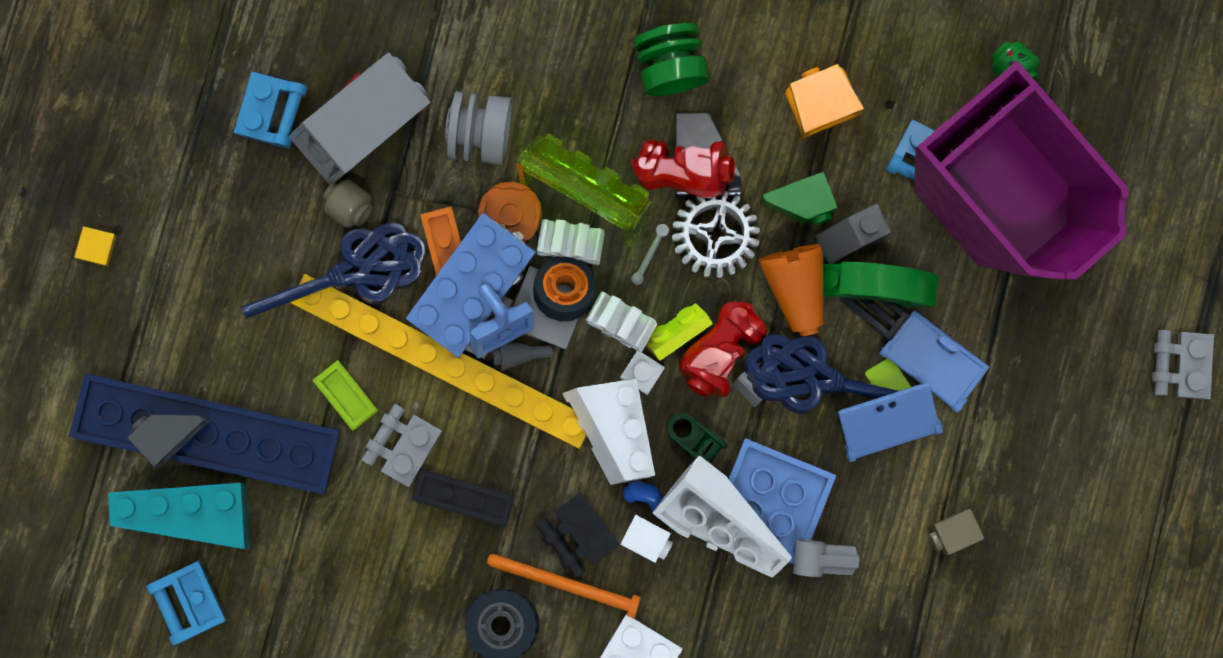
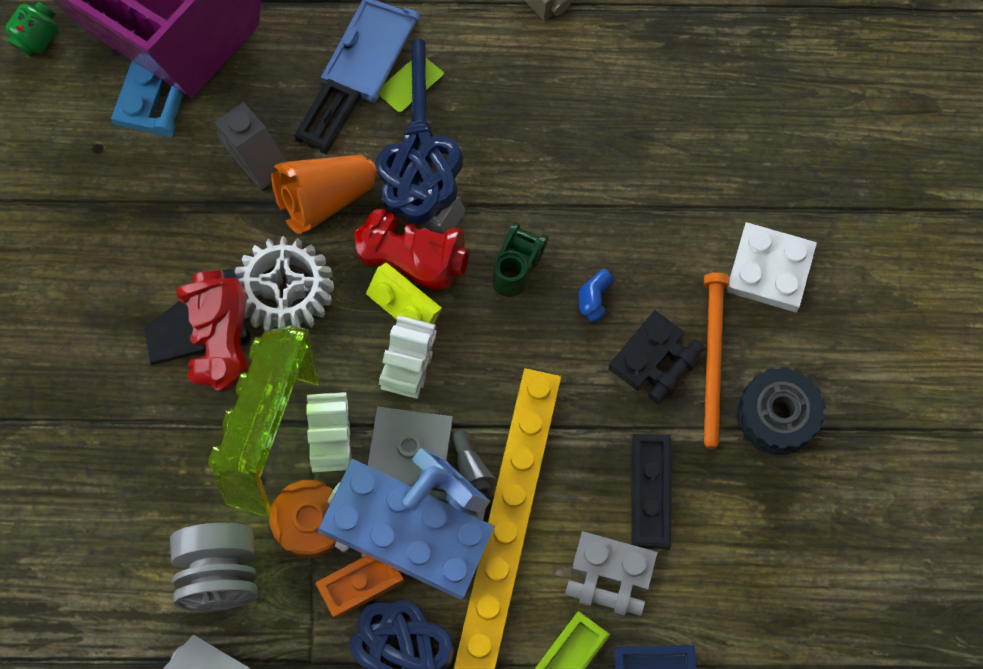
camera: 105 degrees left, 15 degrees down
(567, 272) = (398, 440): wheel -> none
(615, 428) = (529, 336): white wedge -> none
(645, 370) = (457, 331): white plate -> none
(647, 539) = (641, 283): white brick -> none
(661, 231) = (351, 361): light grey hinge -> none
(670, 52) = (88, 370): green wheel -> none
(713, 510) = (592, 212): white wedge -> none
(781, 491) = (564, 168): medium blue plate -> none
(803, 200) = (224, 203): green slope -> none
(818, 558) = (611, 104): light grey piece -> none
(822, 100) = (107, 209): light orange torso -> none
(875, 430) = (447, 72): medium blue door -> none
(881, 282) = (301, 106): green arch -> none

